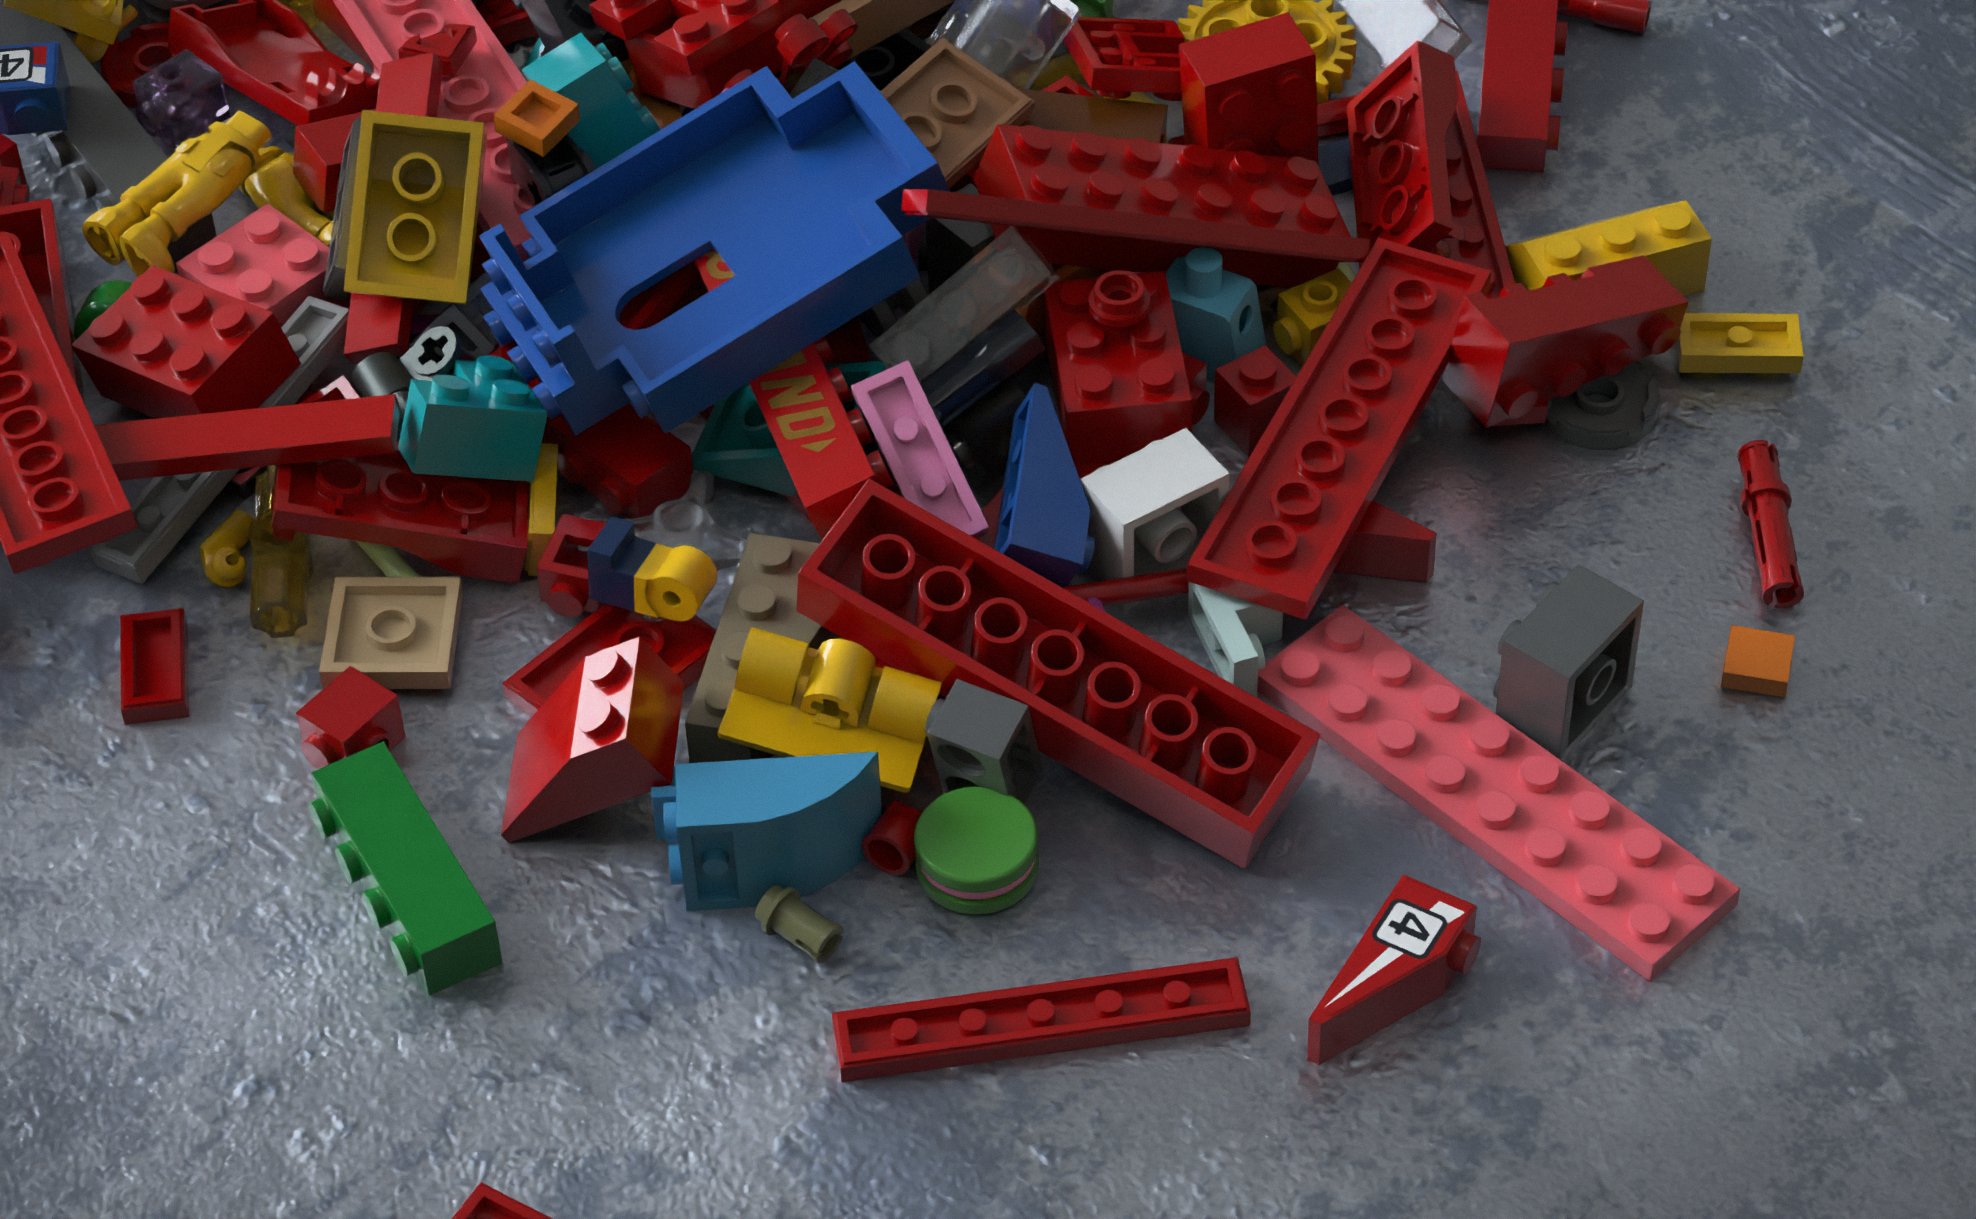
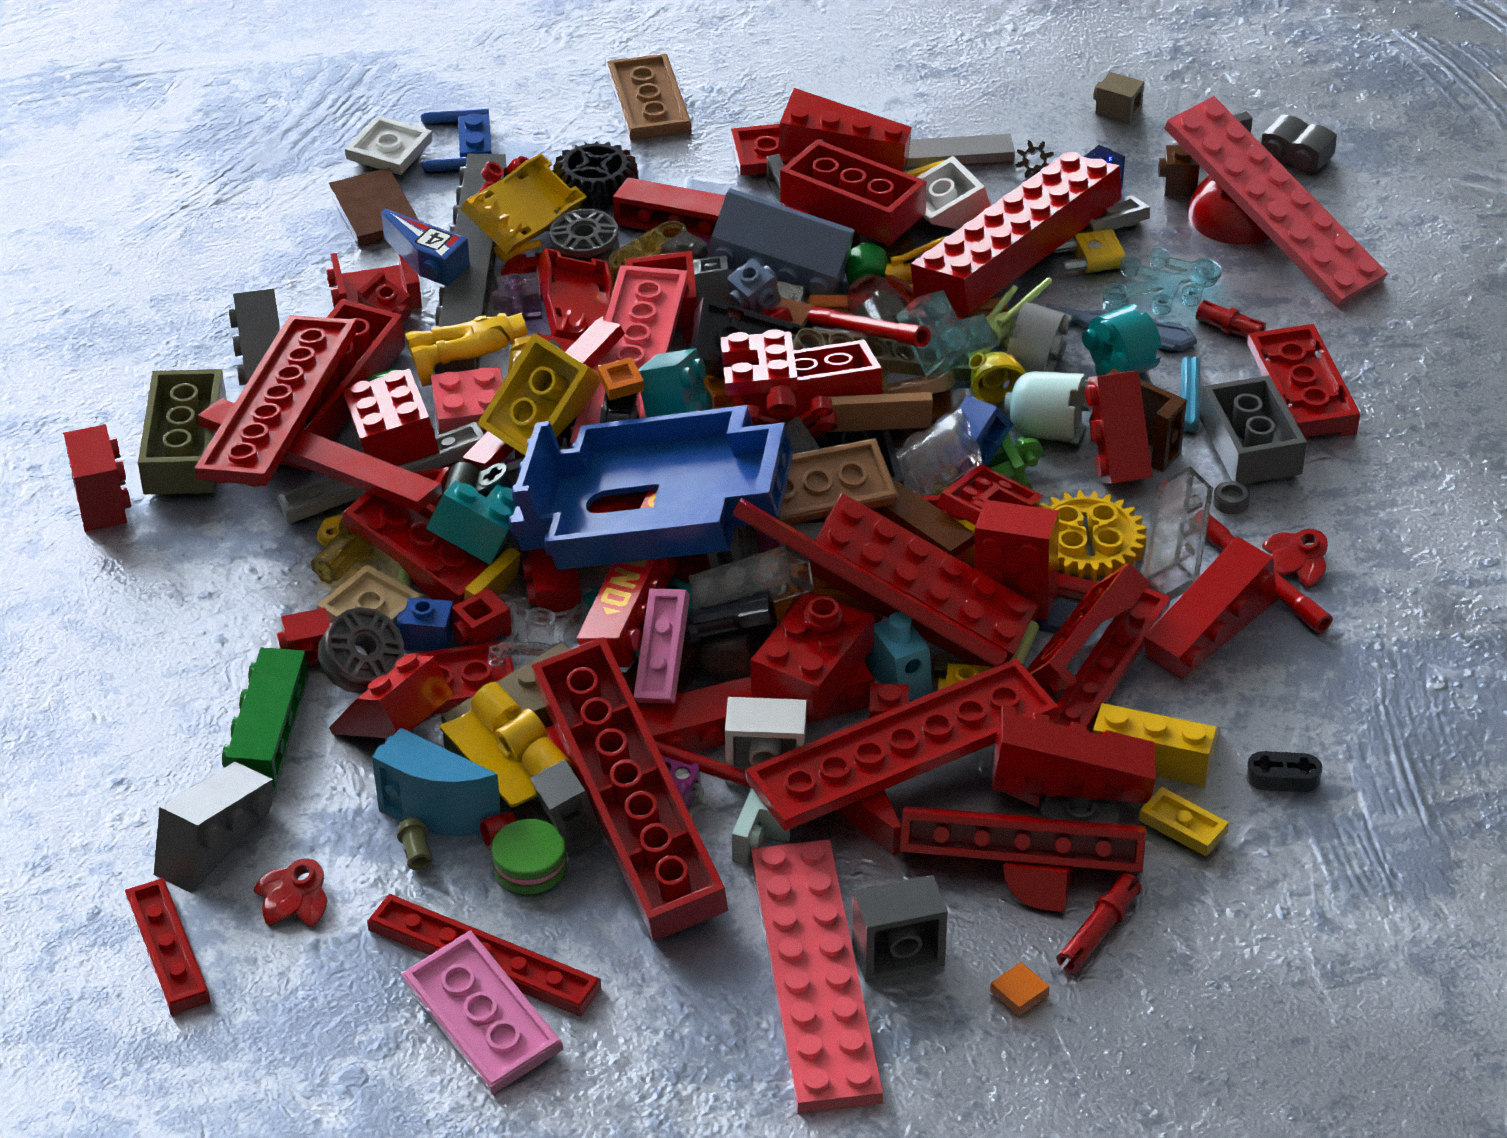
camera: 35 degrees right, 5 degrees down
(154, 666) = (257, 565): red tile -> none
(450, 46) = (635, 327): red tile -> none
(463, 697) = (366, 629): none -> dark grey wheel
(485, 1065) = (208, 823): none -> dark grey wedge
(508, 615) = (426, 624): none -> blue brick
(647, 574) = (492, 634): leg -> none
(696, 1098) = (288, 895): none -> red plate
(1042, 499) = (696, 710): blue slope -> none
(1128, 1095) = (482, 1012): none -> bright pink tile
(1396, 967) = (666, 1027): red slope -> none
(1591, 466) = (1023, 839): none -> red brick
(1655, 512) = (1039, 884): none -> red brick
(1783, 220) = (1284, 771): none -> black beam

